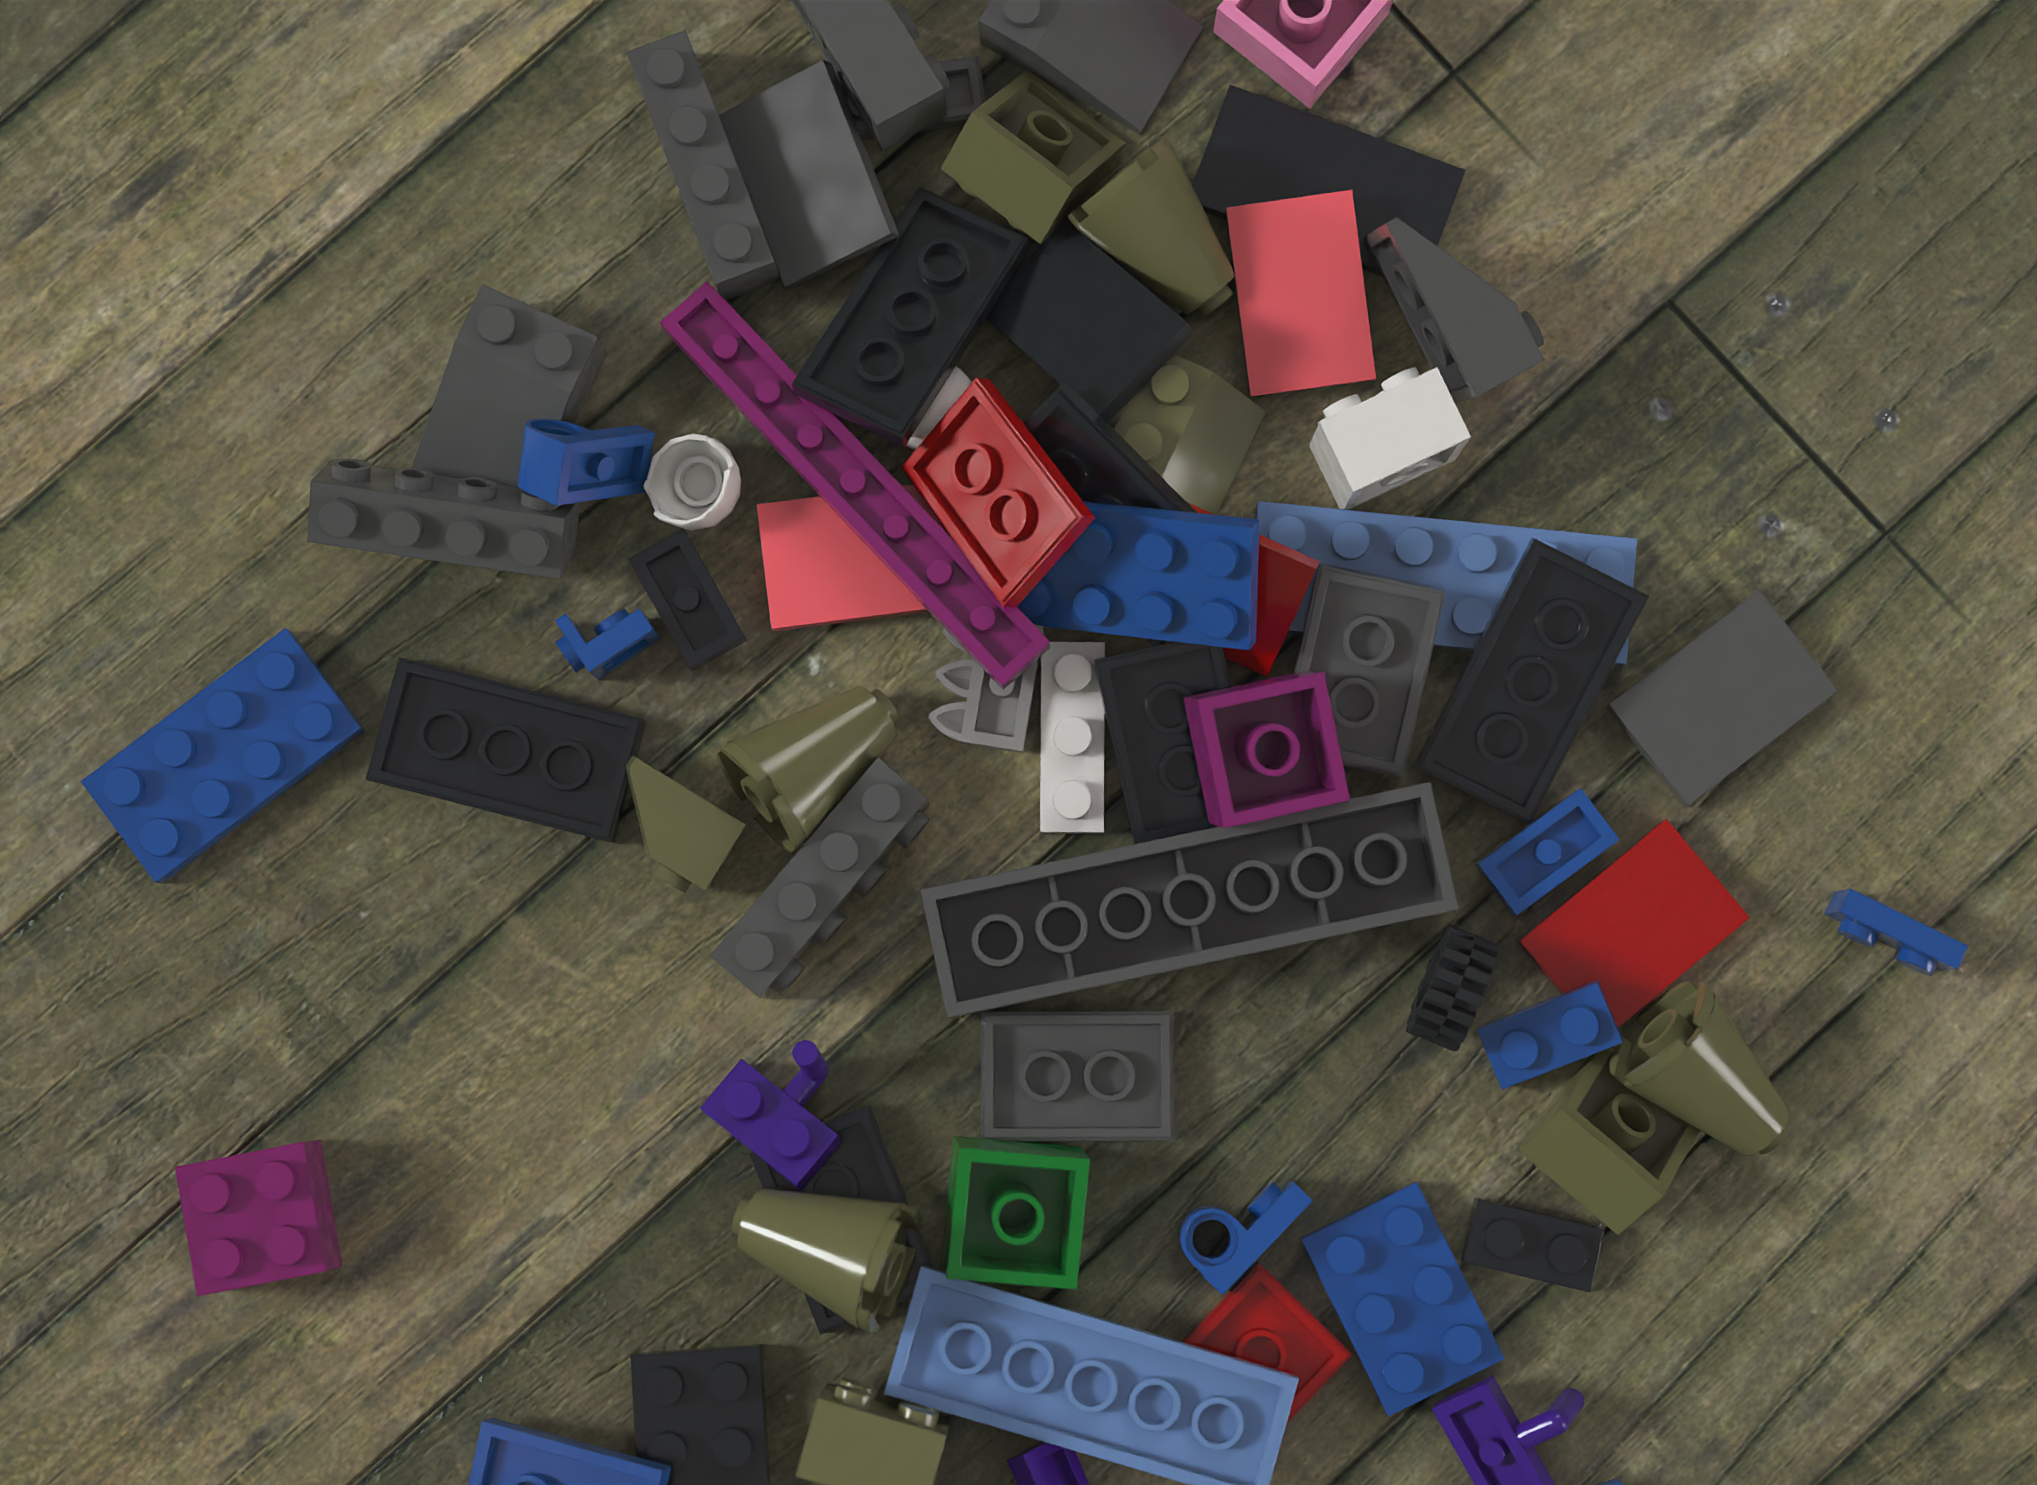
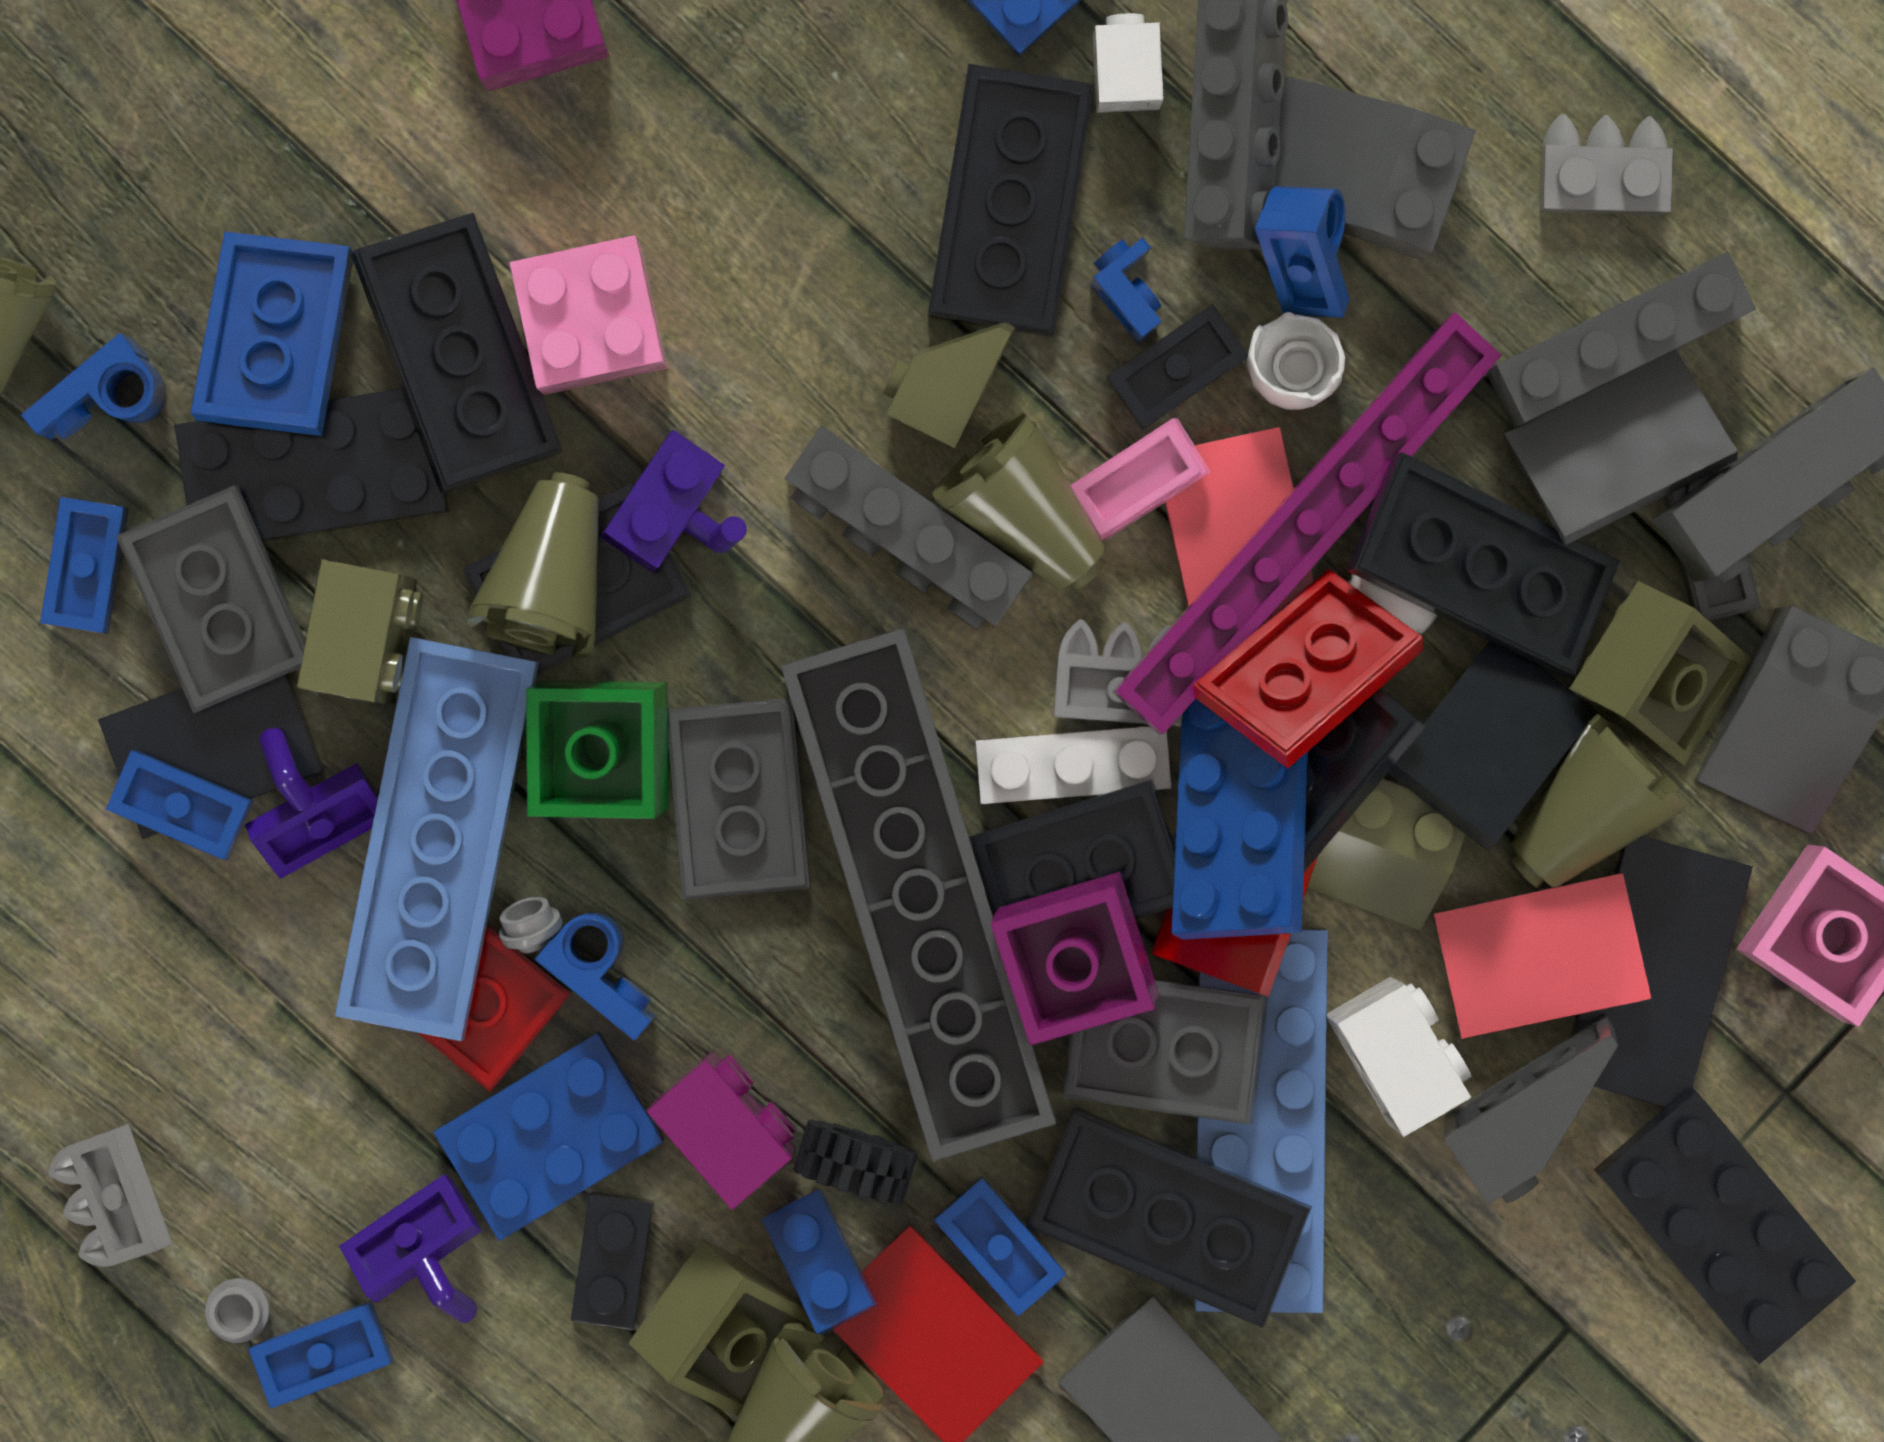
camera: 80 degrees right, 5 degrees up
(383, 621) = (1127, 64): none -> white brick
(539, 170) = (1605, 173): none -> light grey plate
(576, 1183) = (588, 315): none -> bright pink brick
(601, 1321) = (456, 352): none -> black tile
(794, 645) = (1140, 479): none -> bright pink tile
(1186, 1298) = (529, 924): none -> light grey plate
(1408, 1117) = (724, 1127): none -> magenta brick
(1579, 141) = (1724, 1225): none -> black plate

